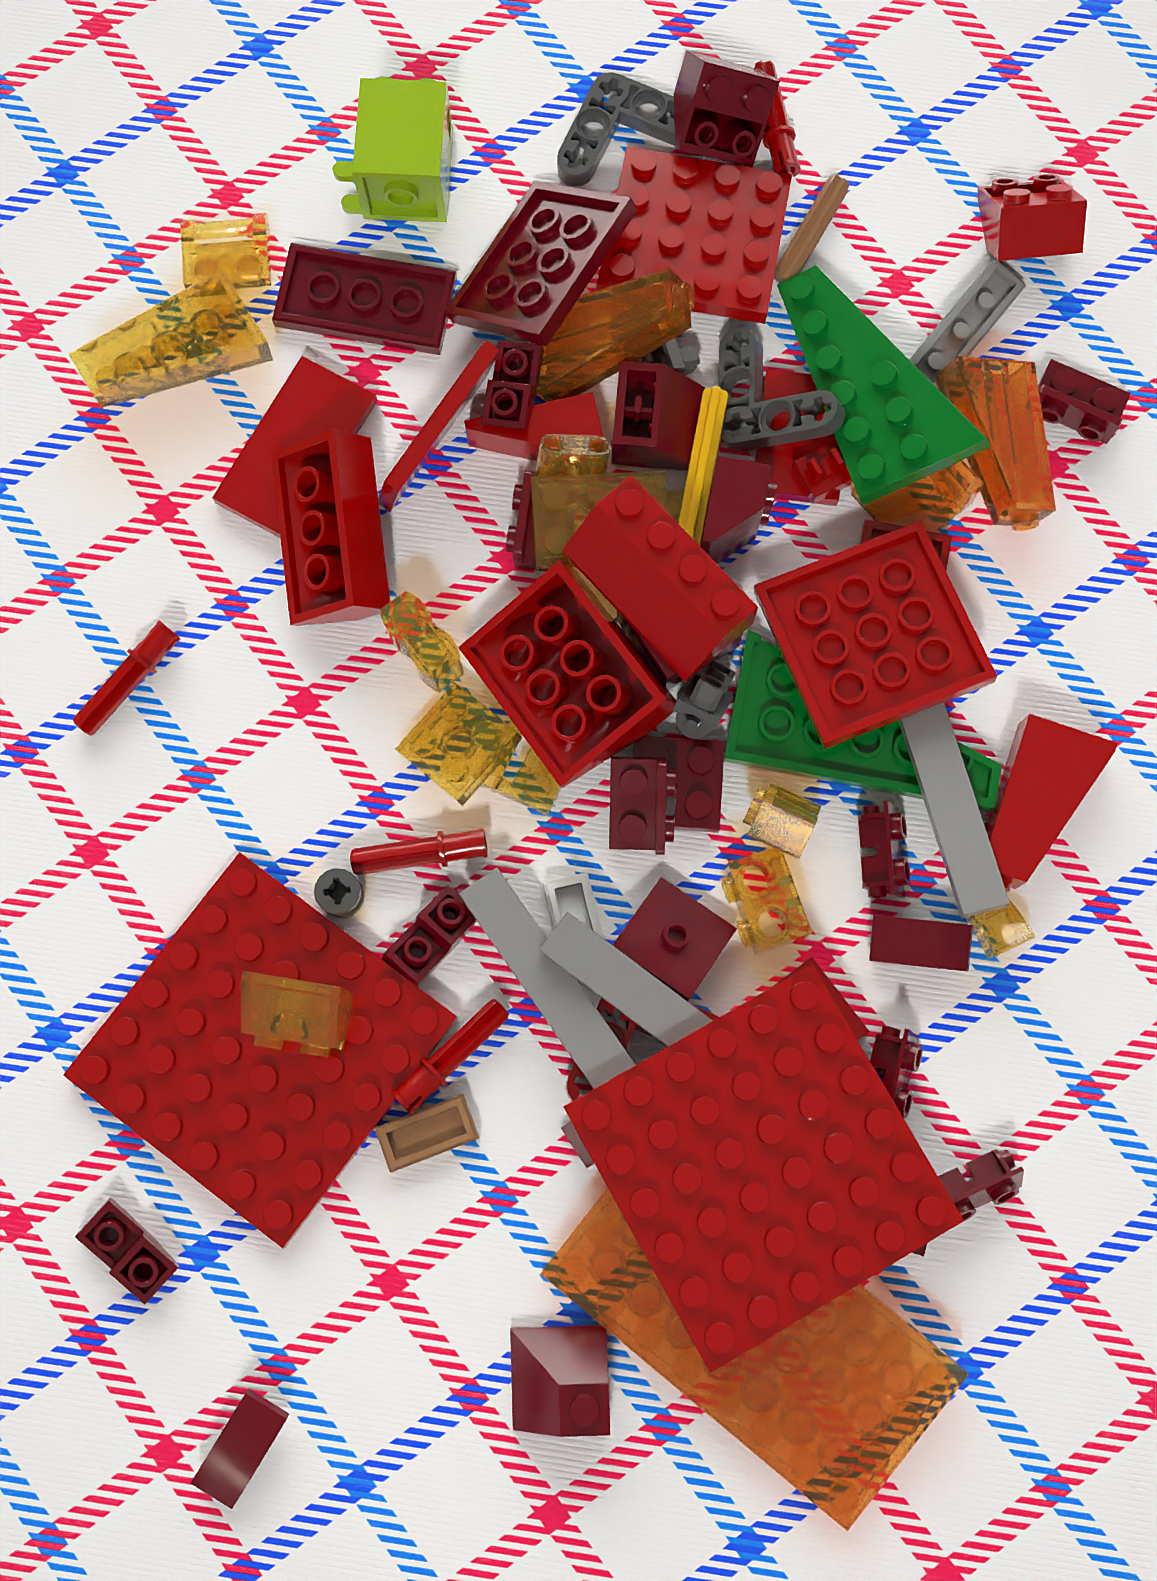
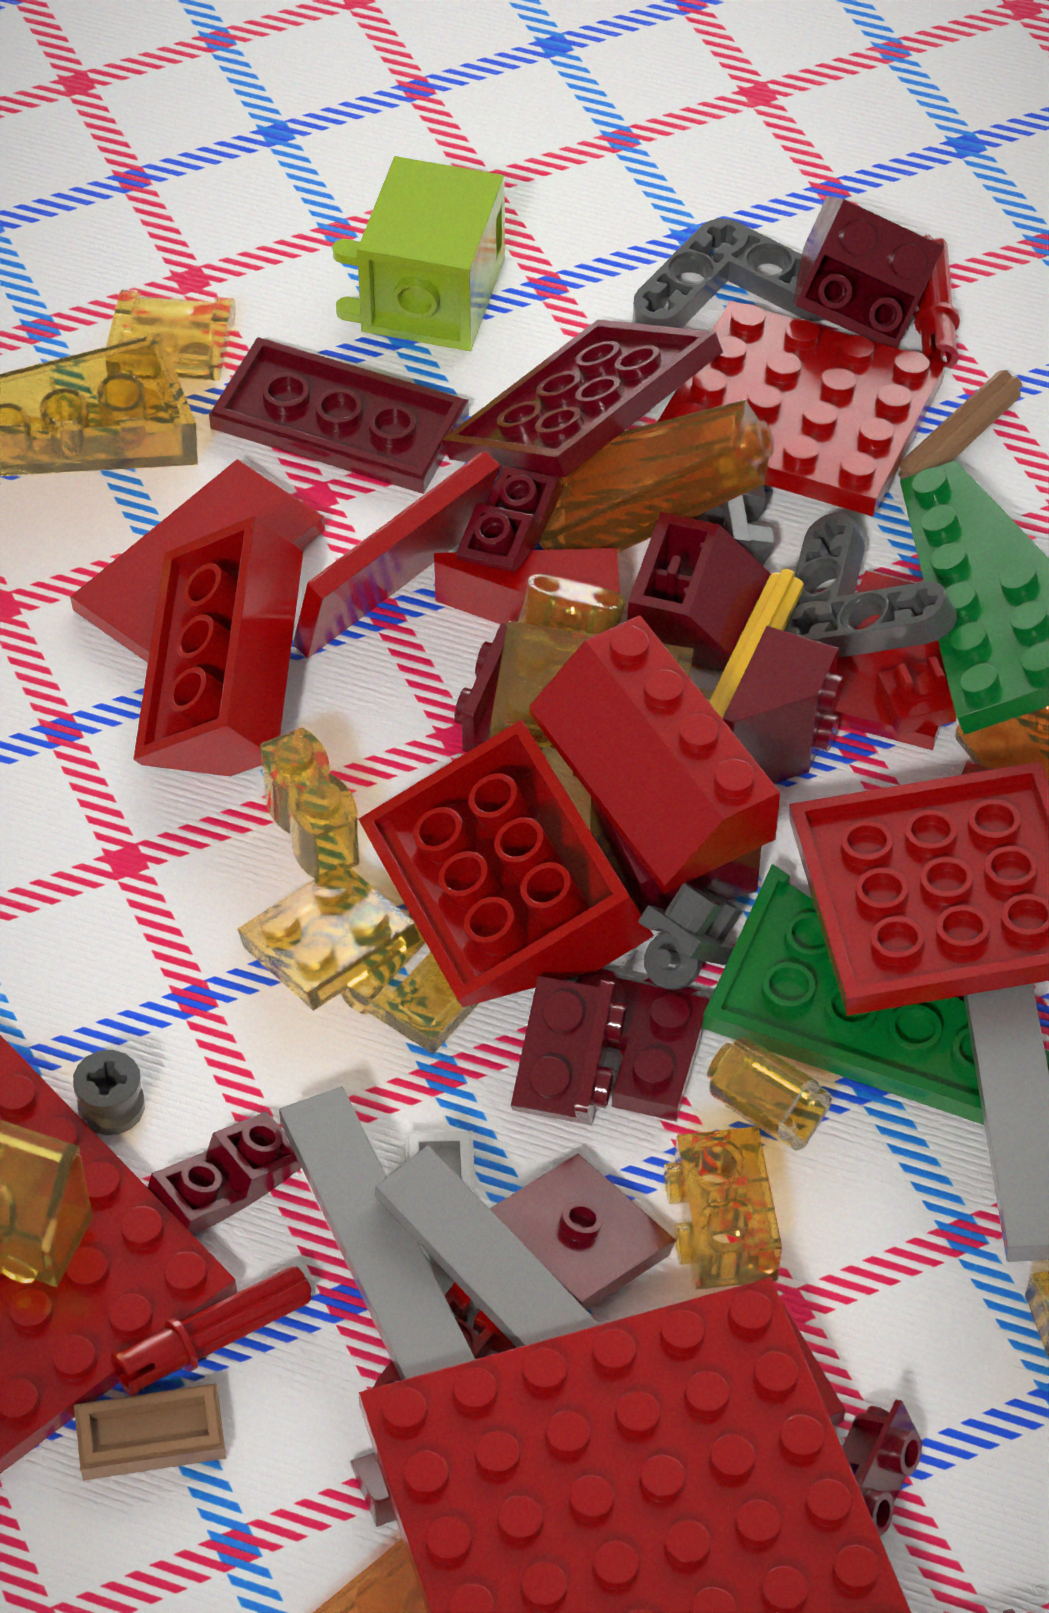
camera: 10 degrees right, 25 degrees down
(419, 852) = (266, 1062): red axle -> none
(885, 833) = (919, 1201): dark red hinge -> none
(921, 943) = (946, 1301): dark red slope -> none

